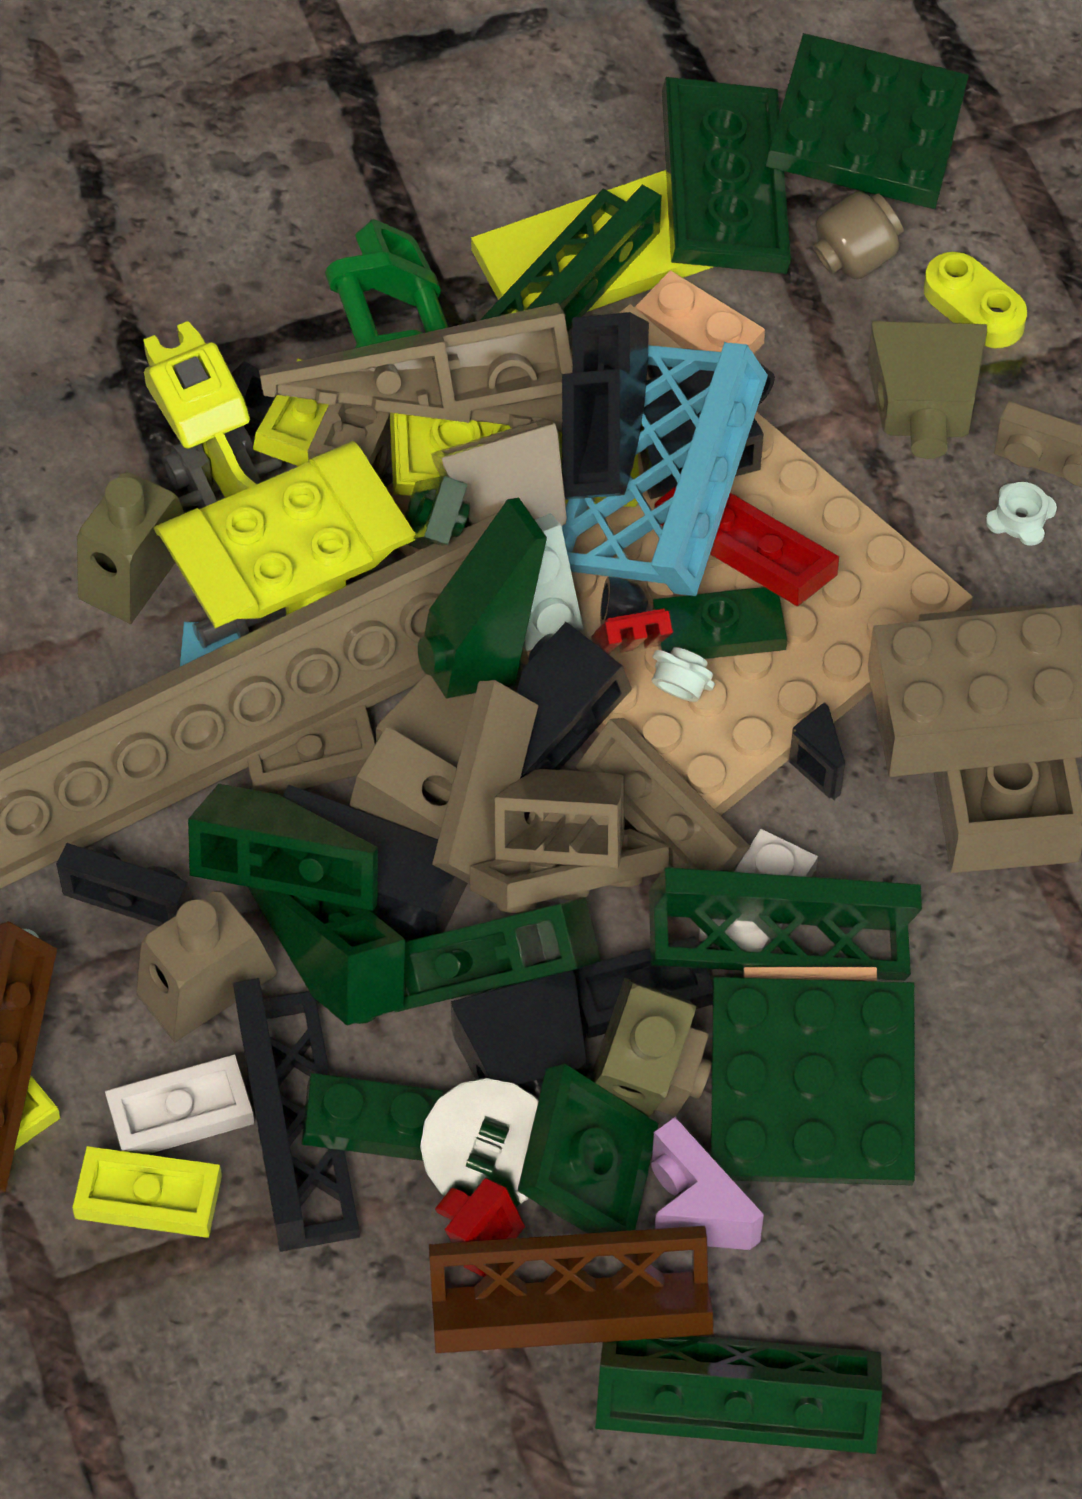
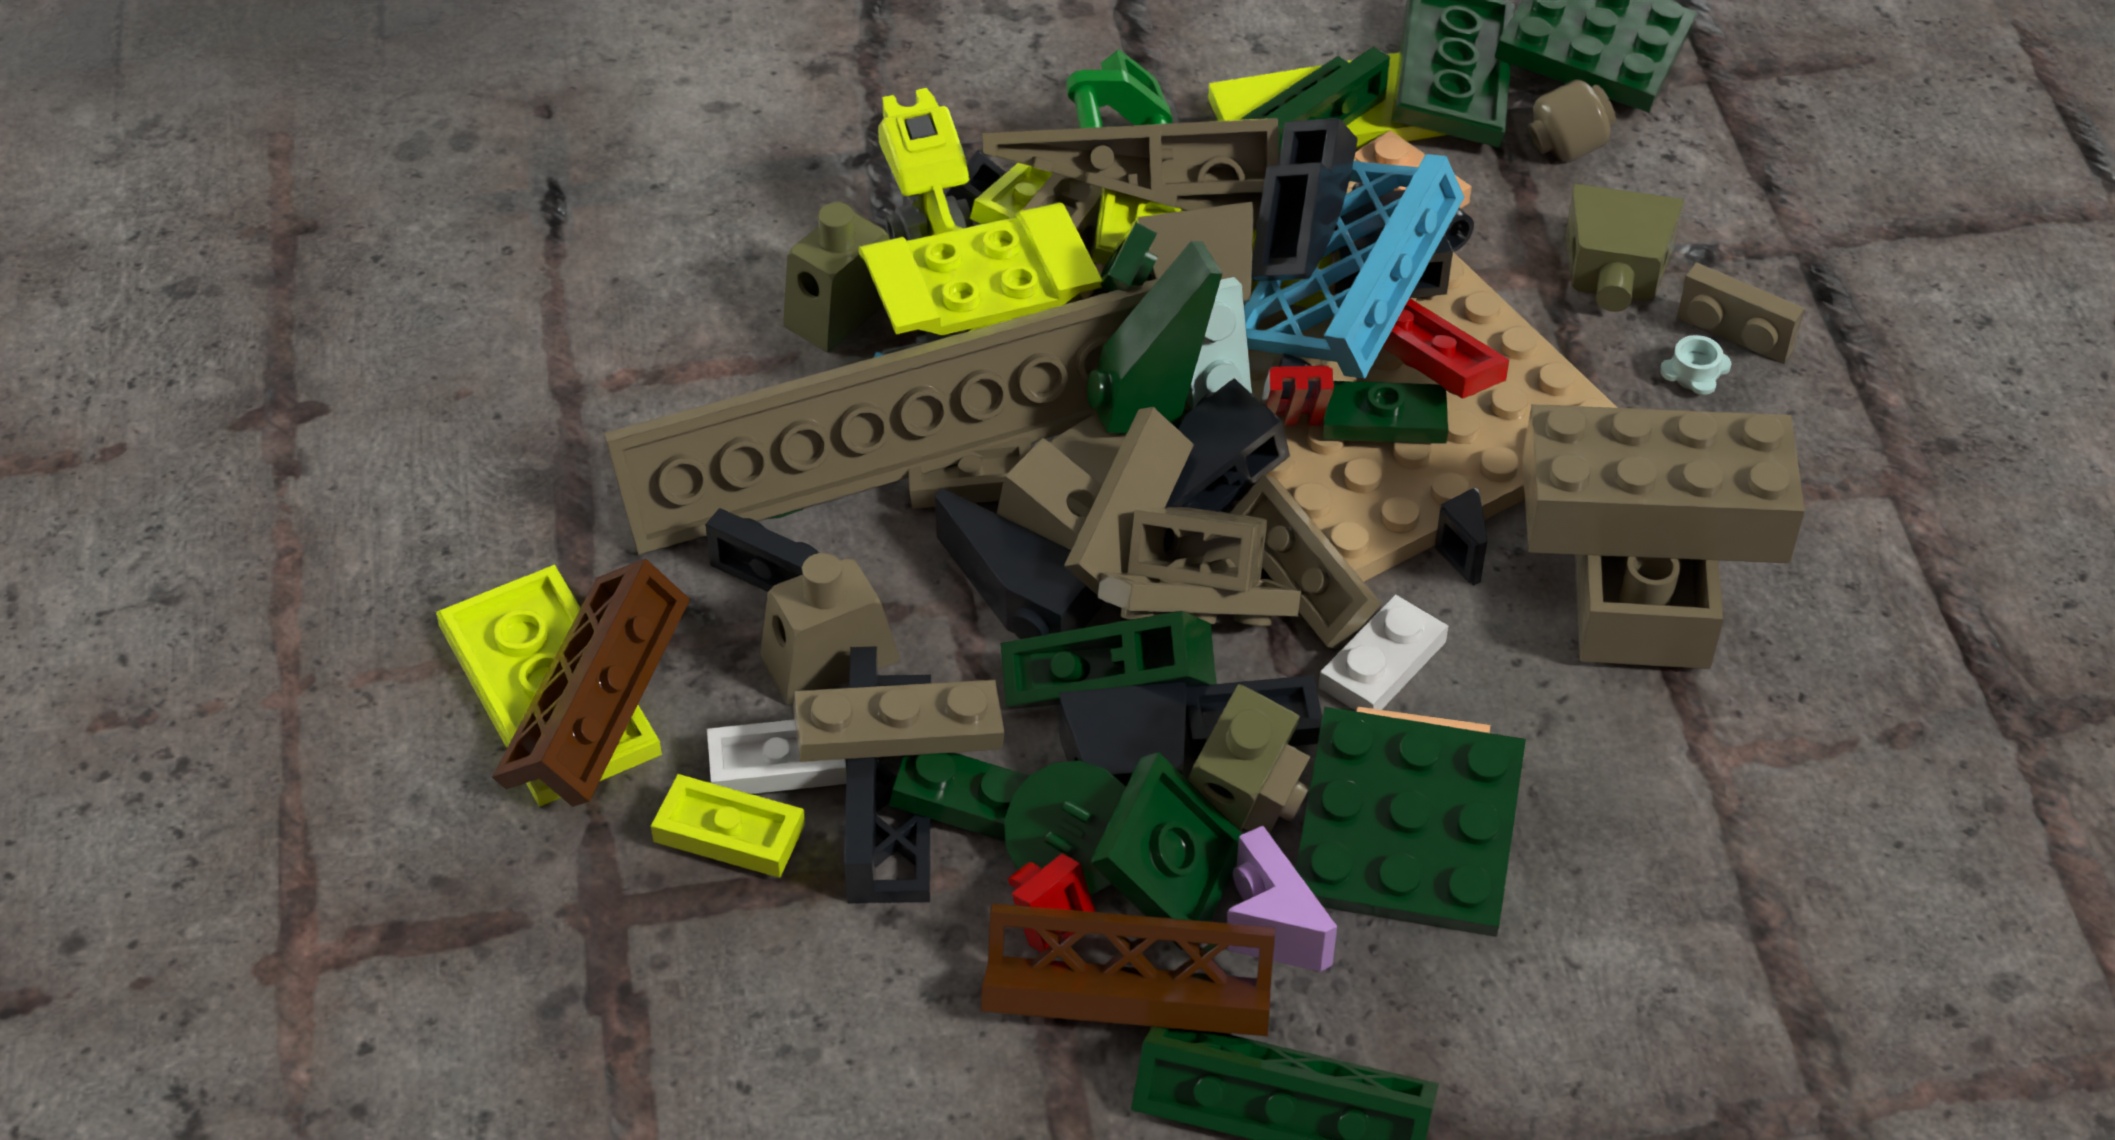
camera: 10 degrees right, 10 degrees down
(280, 848) = (921, 540): dark green slope -> none
(298, 1060) = (898, 720): none -> dark tan plate
(341, 953) = (956, 626): dark green slope -> none
(682, 674) = (1339, 444): light aqua plate -> none
(780, 900) = (1394, 650): dark green fence -> none
(972, 295) = (1668, 173): neon yellow plate -> none

